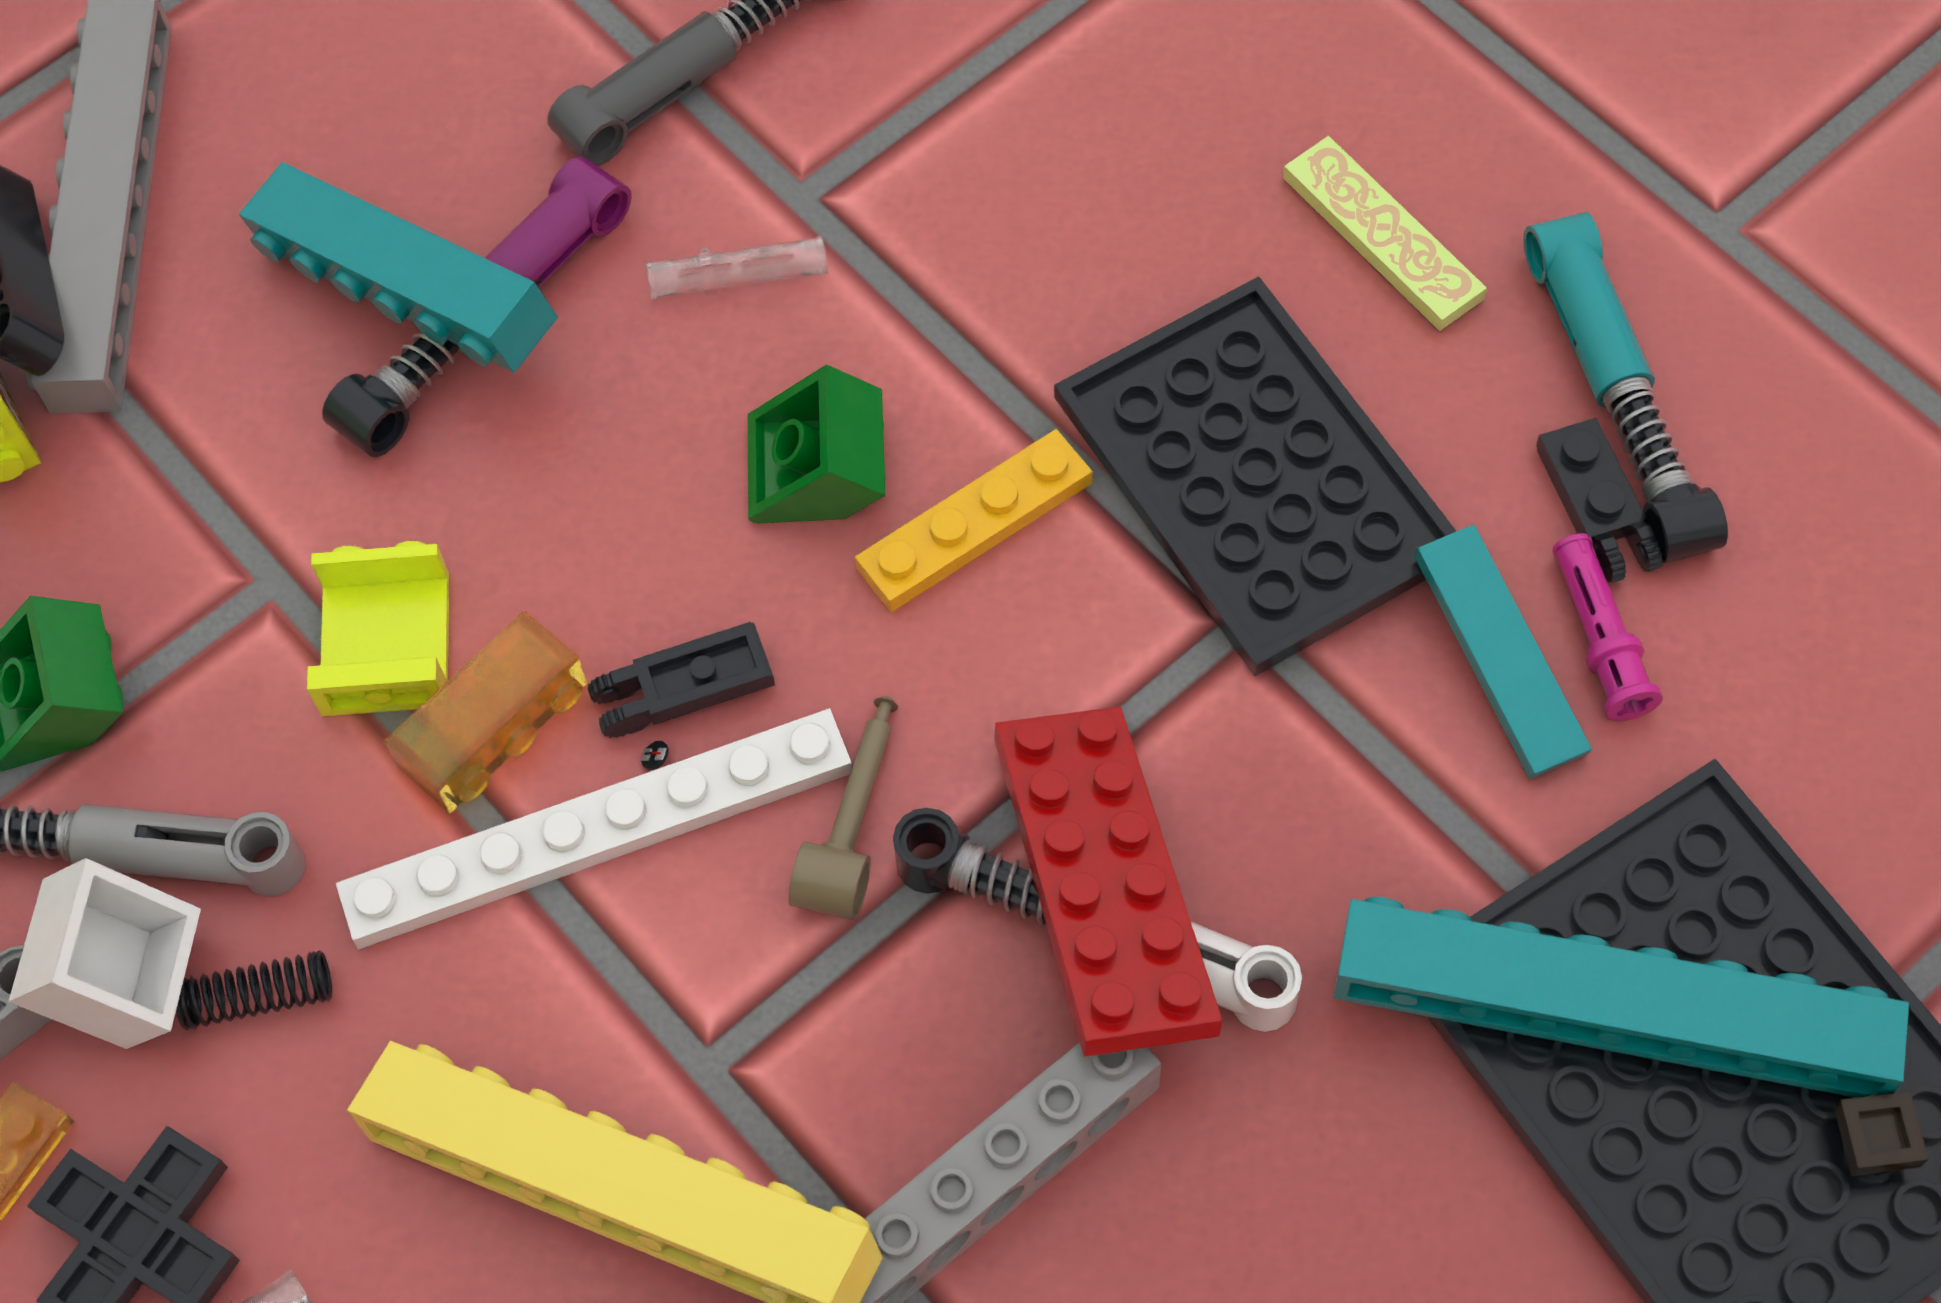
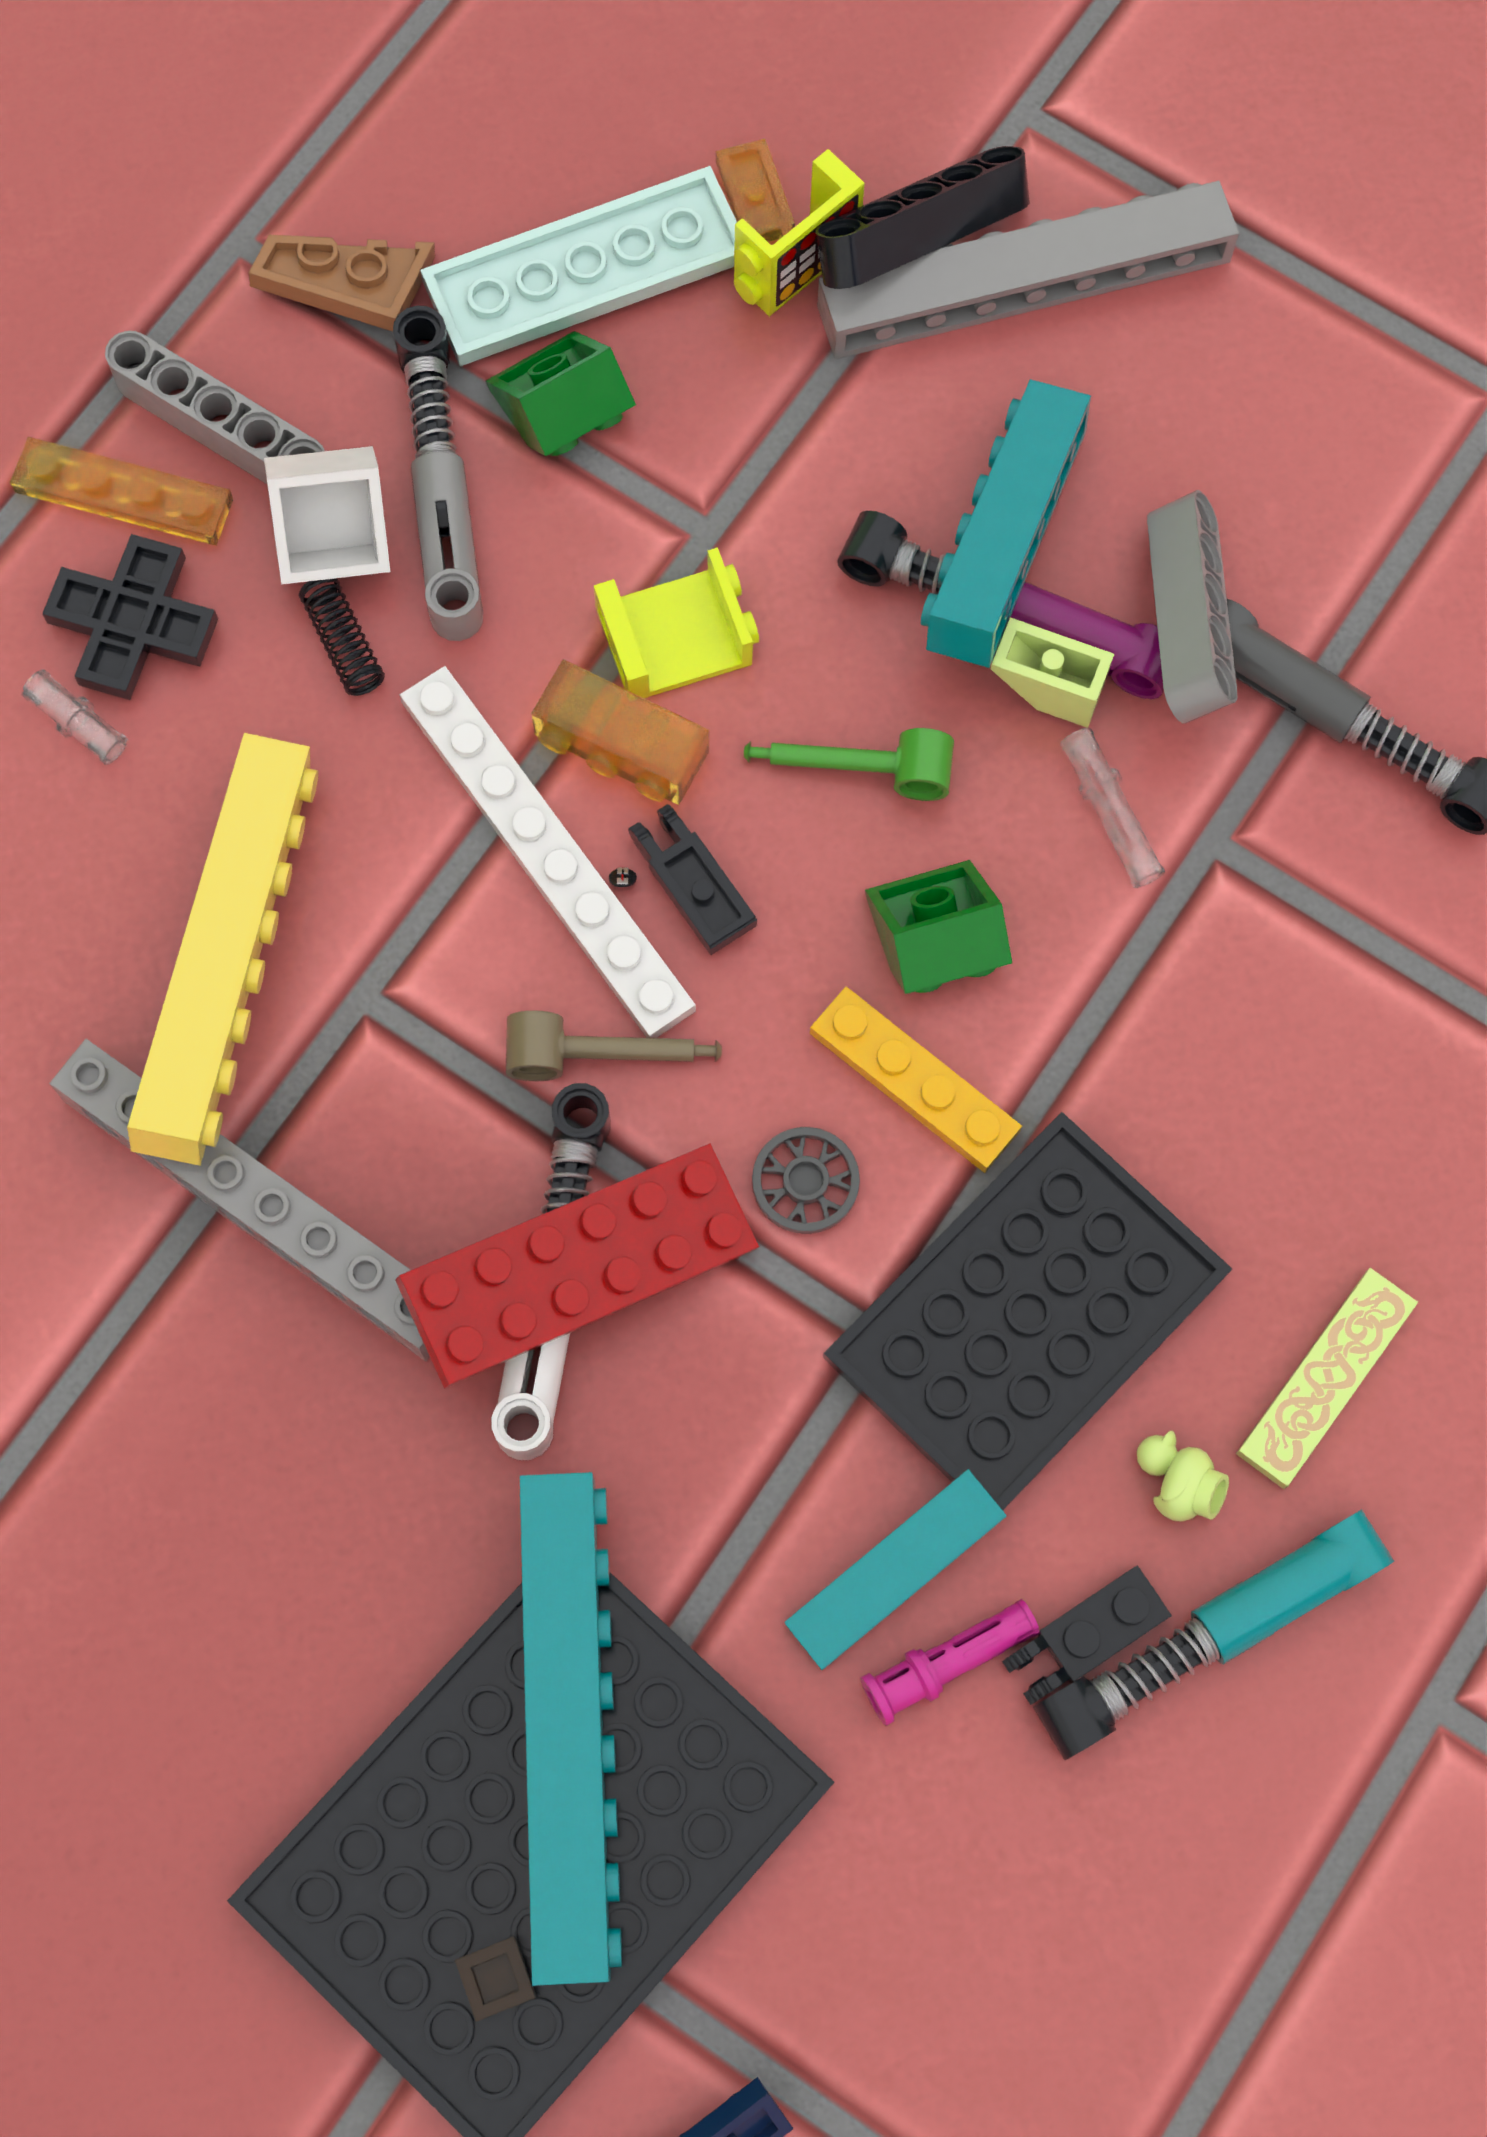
camera: 70 degrees right, 10 degrees up
(555, 127) = (1191, 608): none -> light grey beam
(584, 265) = (1052, 671): none -> yellowish green slope
(629, 428) = (919, 765): none -> bright green piece
(1056, 648) = (805, 1180): none -> dark grey wheel
(1468, 364) = (1189, 1482): none -> yellowish green animal

